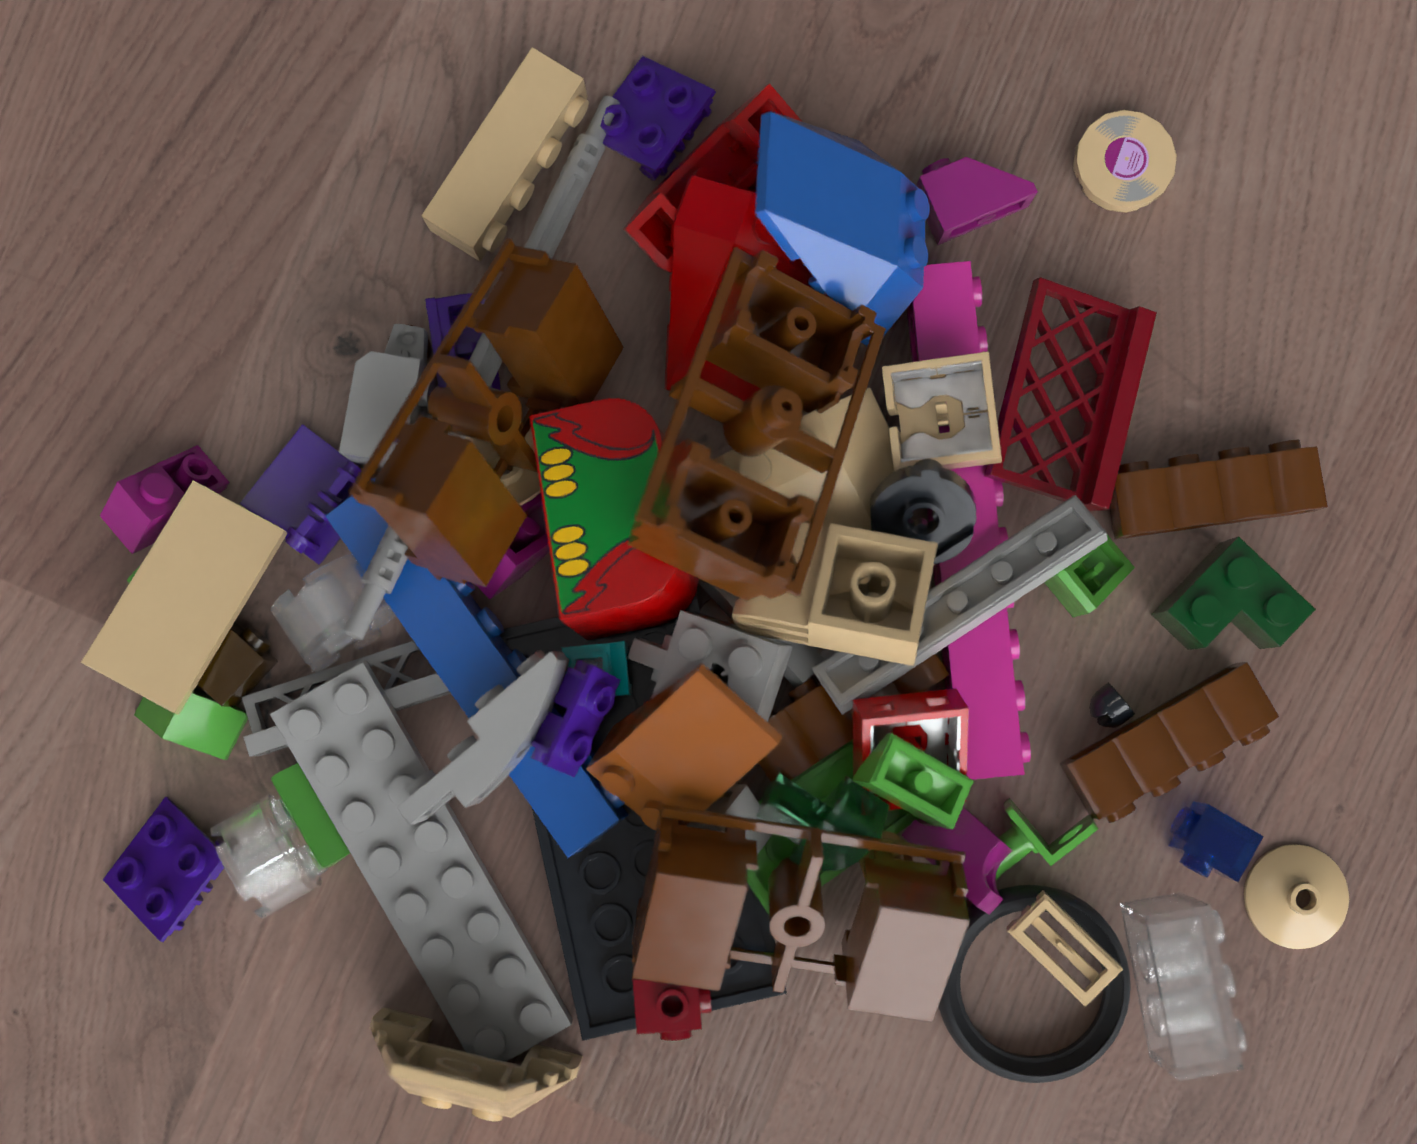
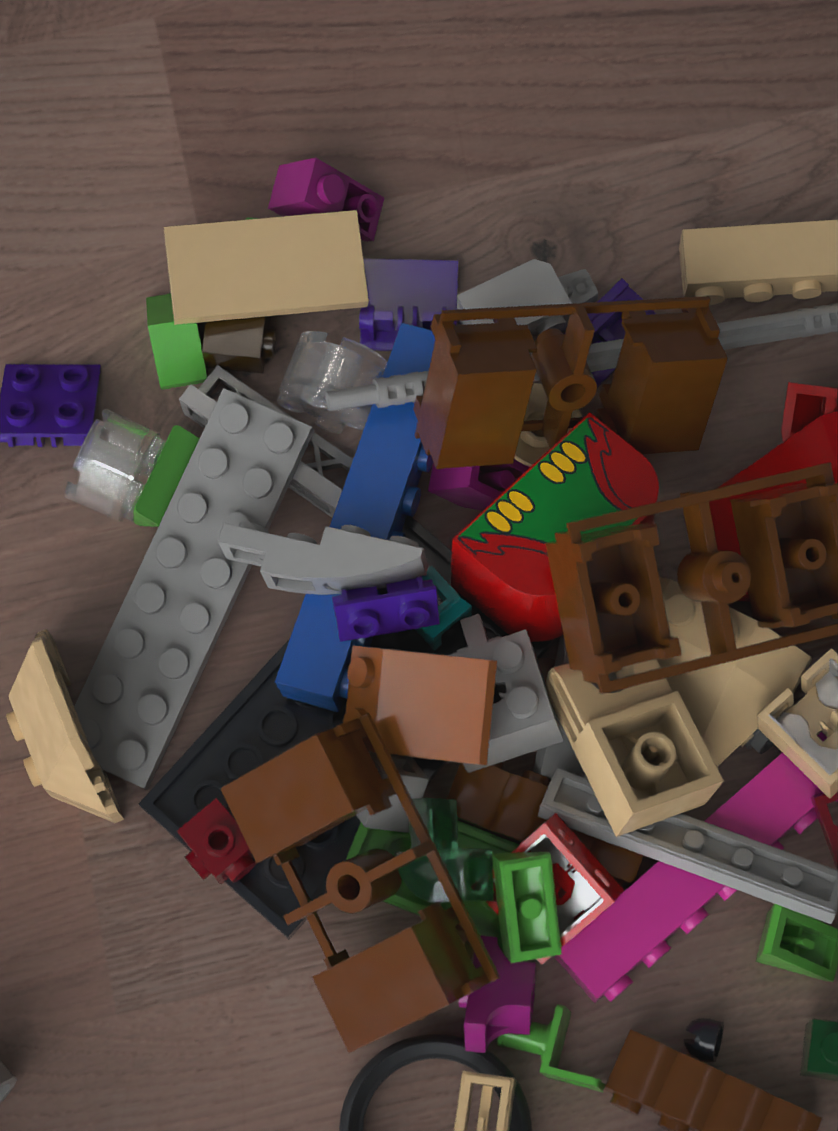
camera: 55 degrees right, 10 degrees down
(926, 487) = (767, 758): black plate -> none

